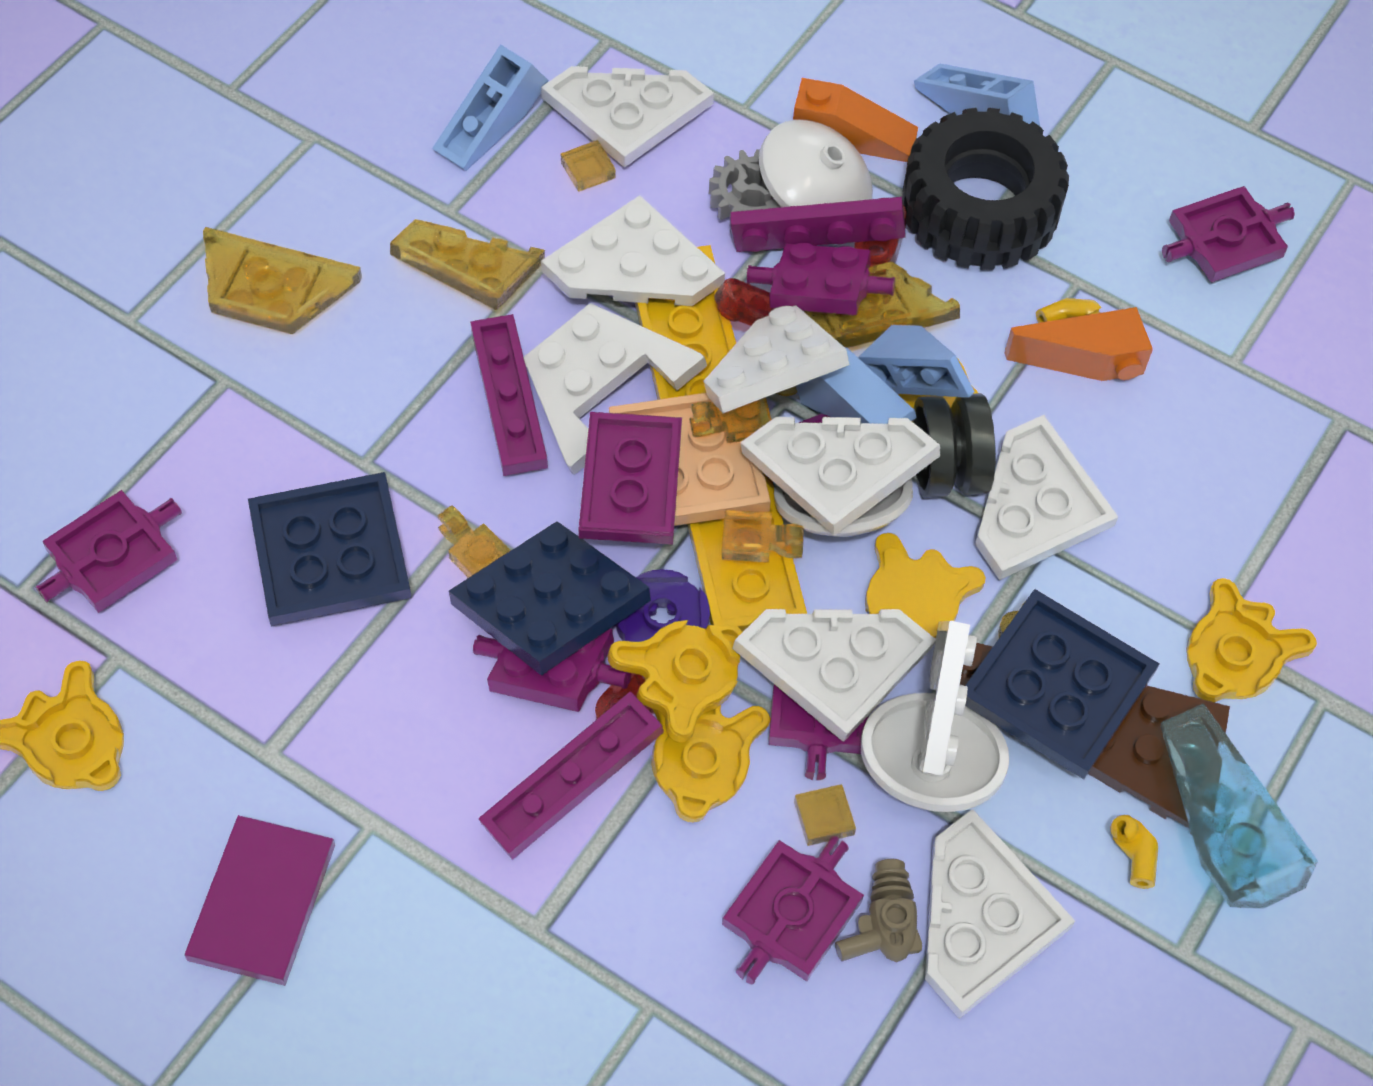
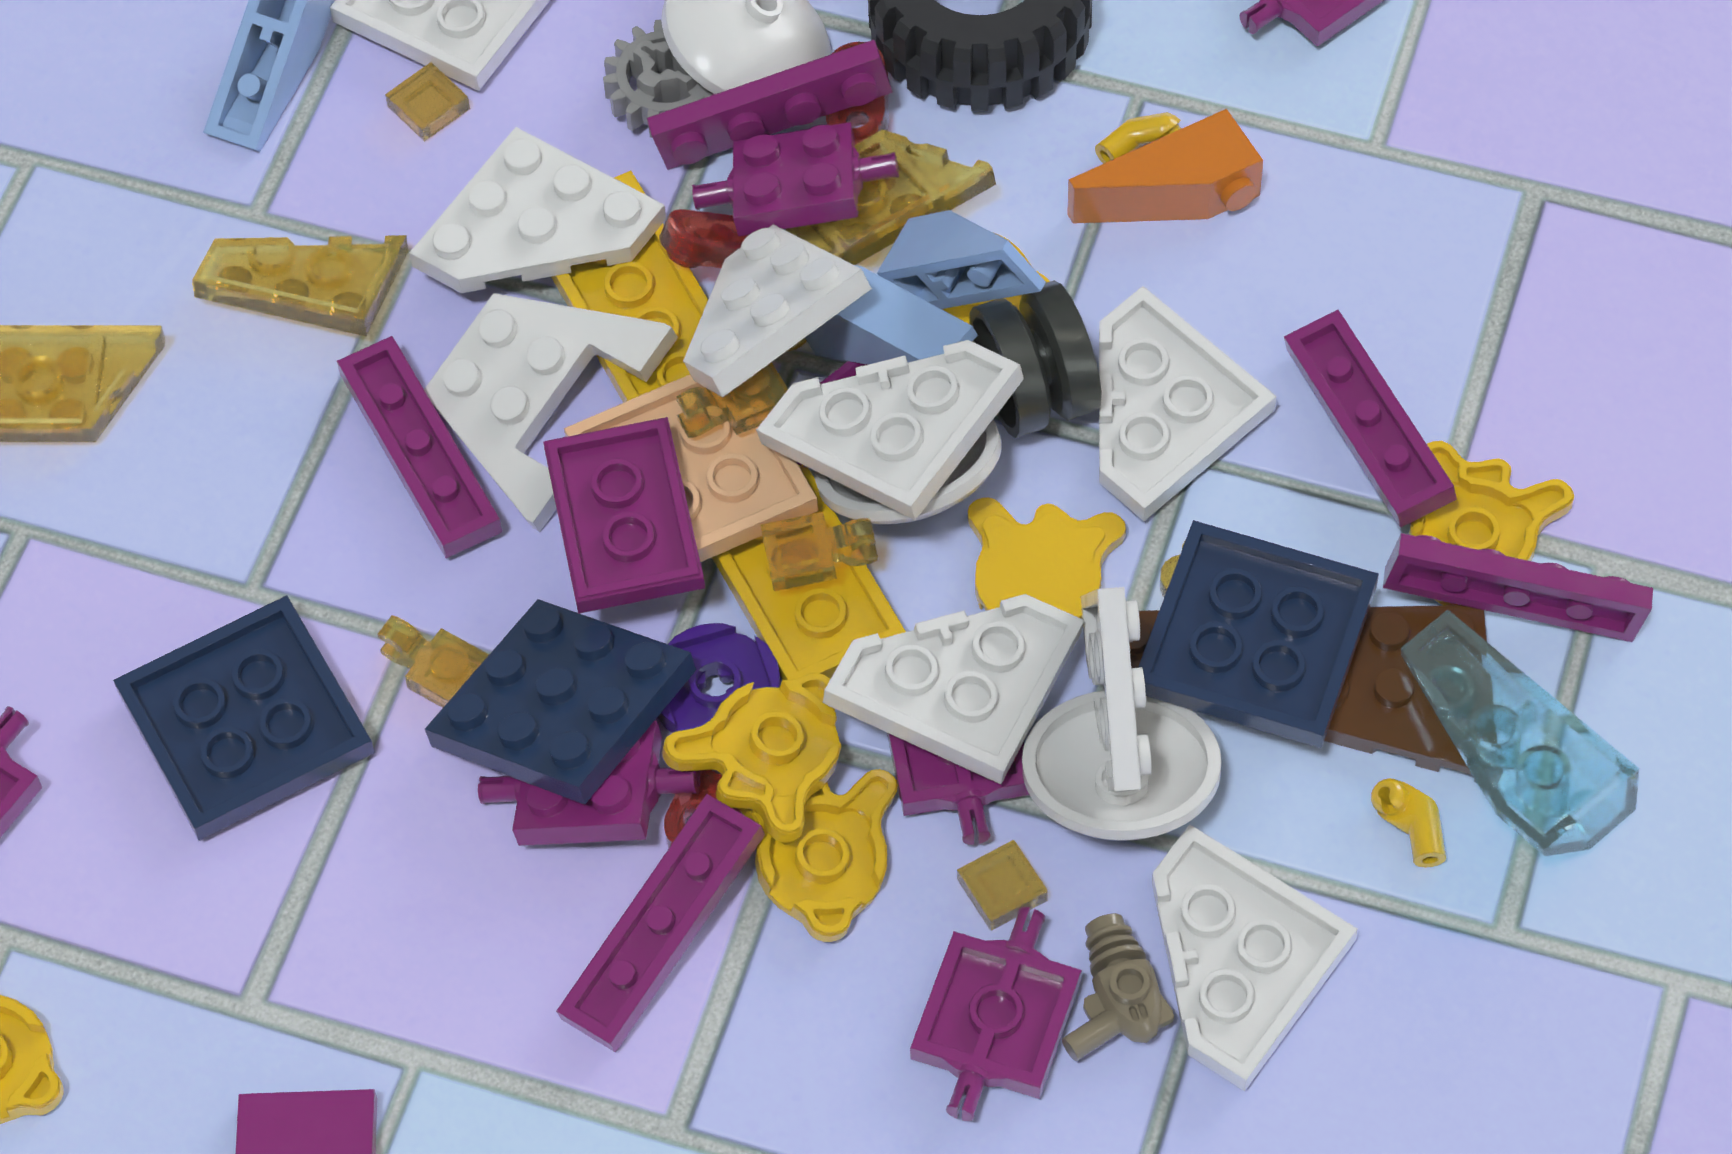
camera: 10 degrees left, 0 degrees up
(1182, 551) = (1370, 418): none -> magenta plate
(1259, 700) = (1517, 587): none -> magenta plate

